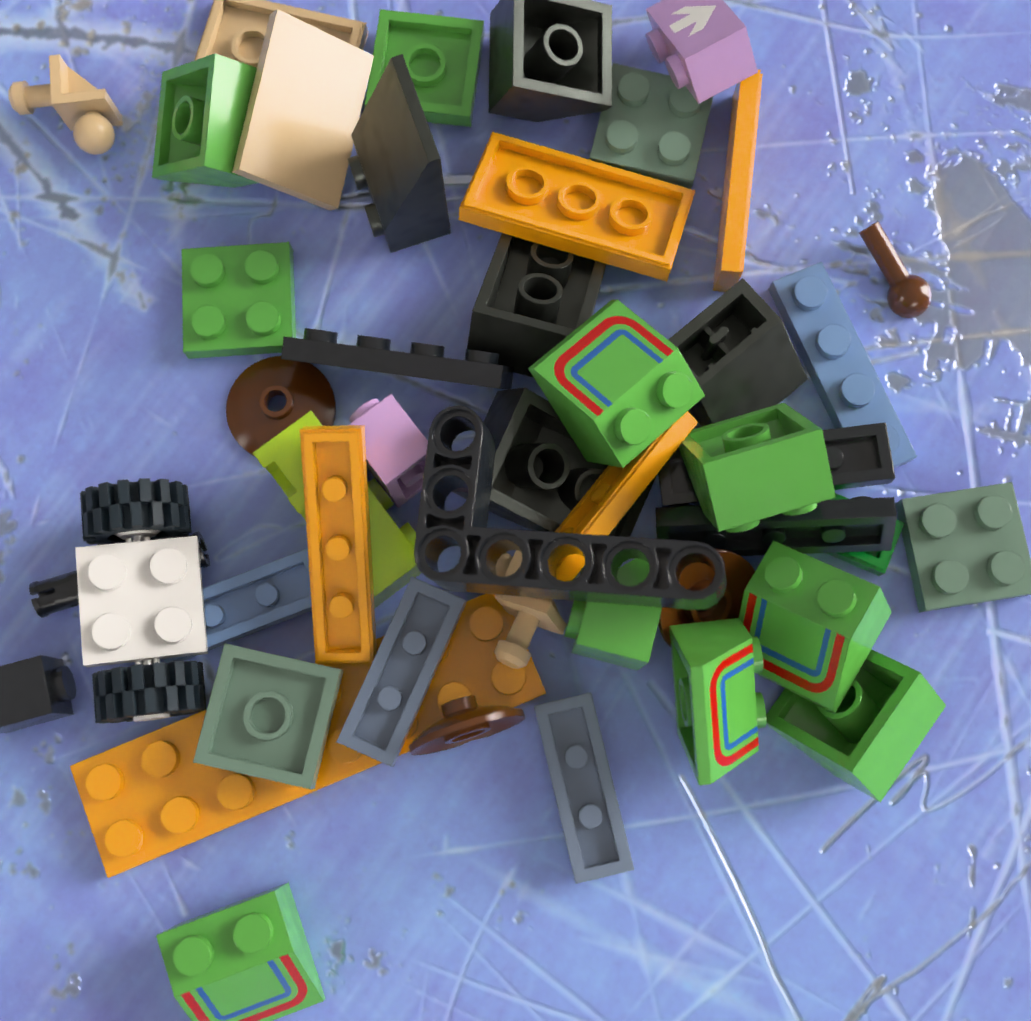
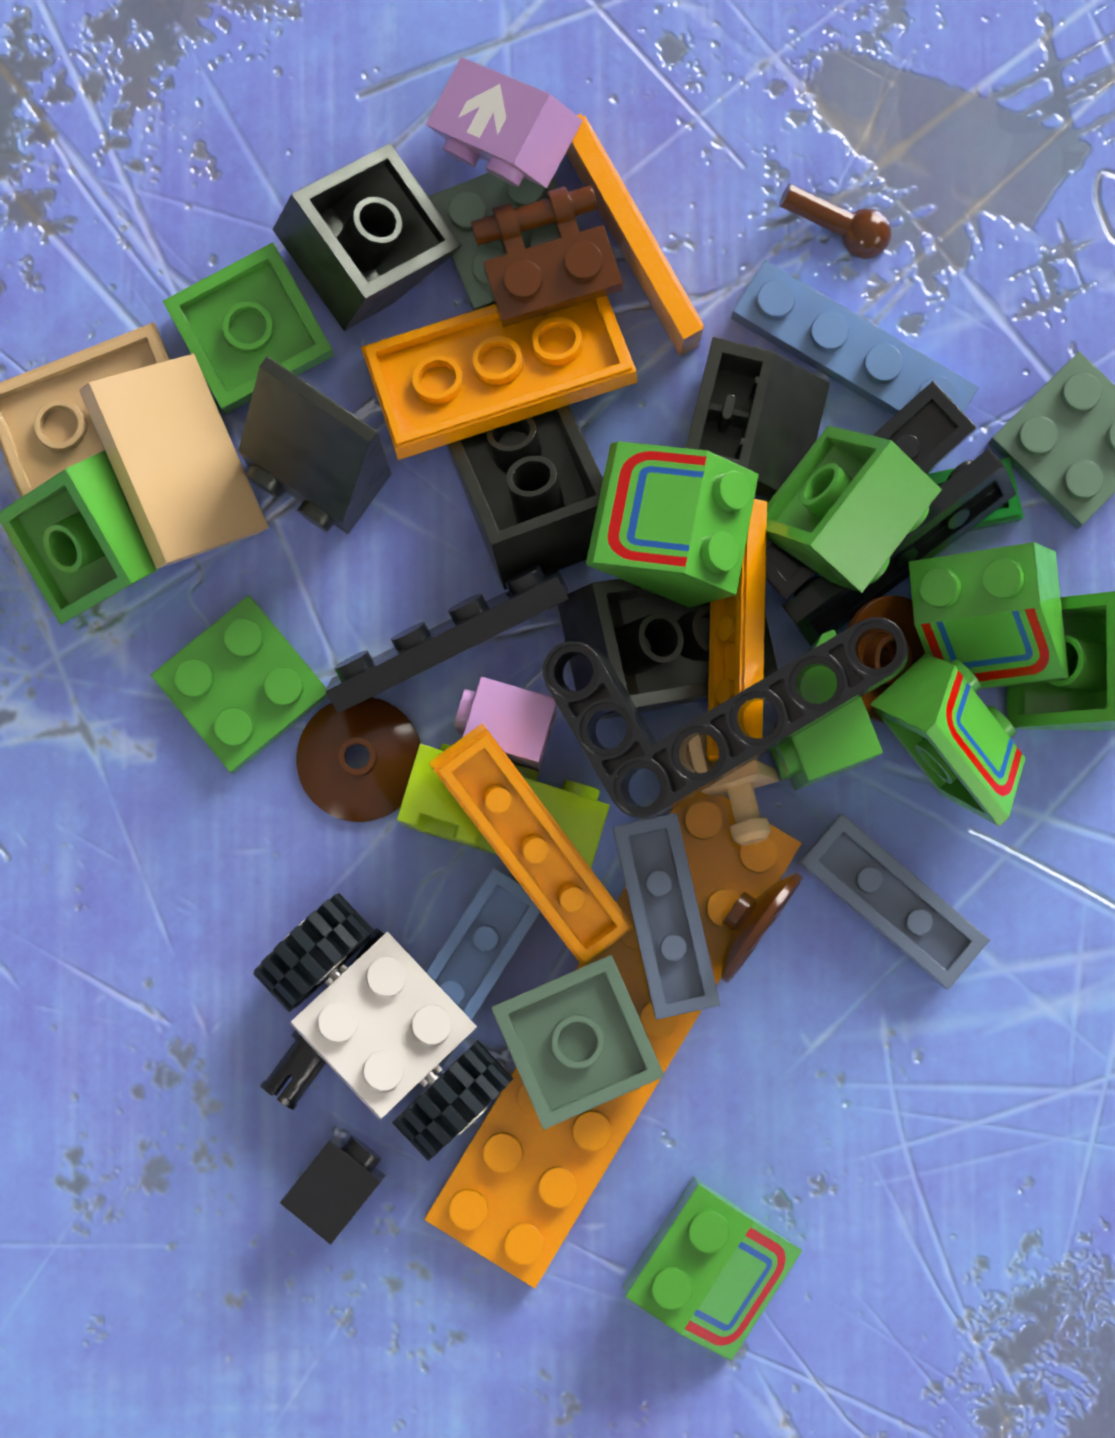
camera: 40 degrees left, 5 degrees up
(659, 164) = (551, 273): none -> reddish brown plate

